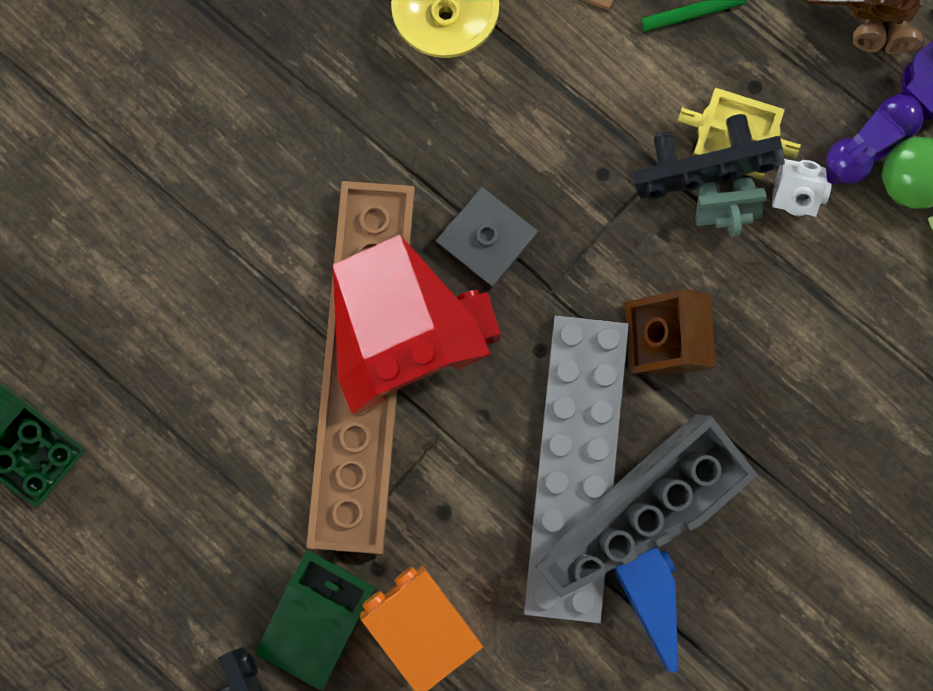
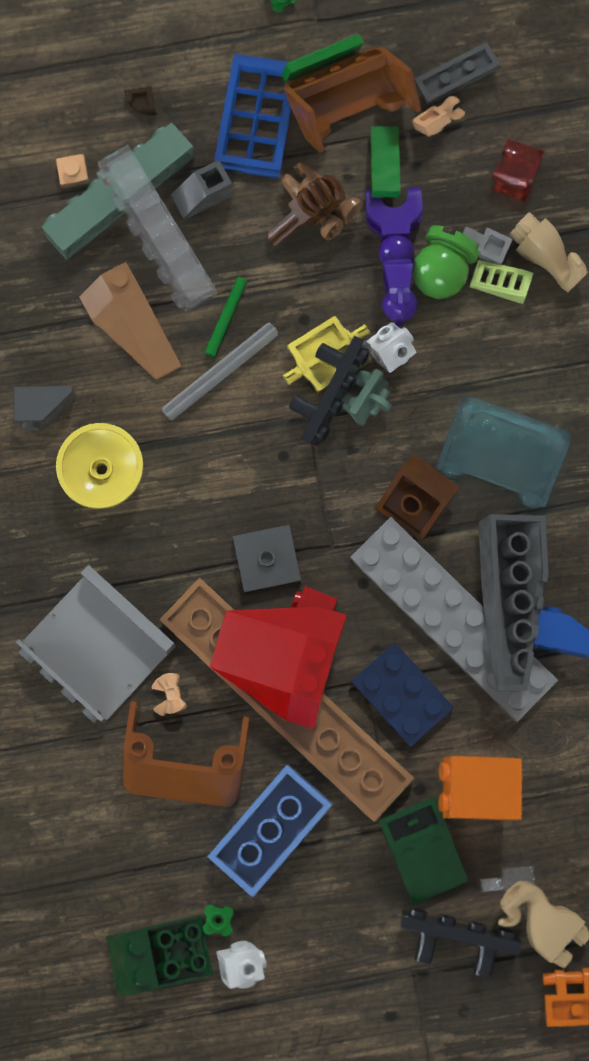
camera: 50 degrees left, 0 degrees up
(62, 528) = (241, 965): none -> white brick
(102, 474) = (224, 914): none -> green plate
(217, 450) = (270, 830): none -> medium blue brick
(223, 364) = (180, 781): none -> dark orange windscreen
(268, 145) = (96, 646): none -> light grey panel
(271, 261) = (169, 684): none -> light nougat piece
(458, 476) = (402, 694): none -> dark blue plate
(635, 47) = (220, 371): none -> light grey axle
(790, 380) = (504, 449): none -> clear light blue windscreen

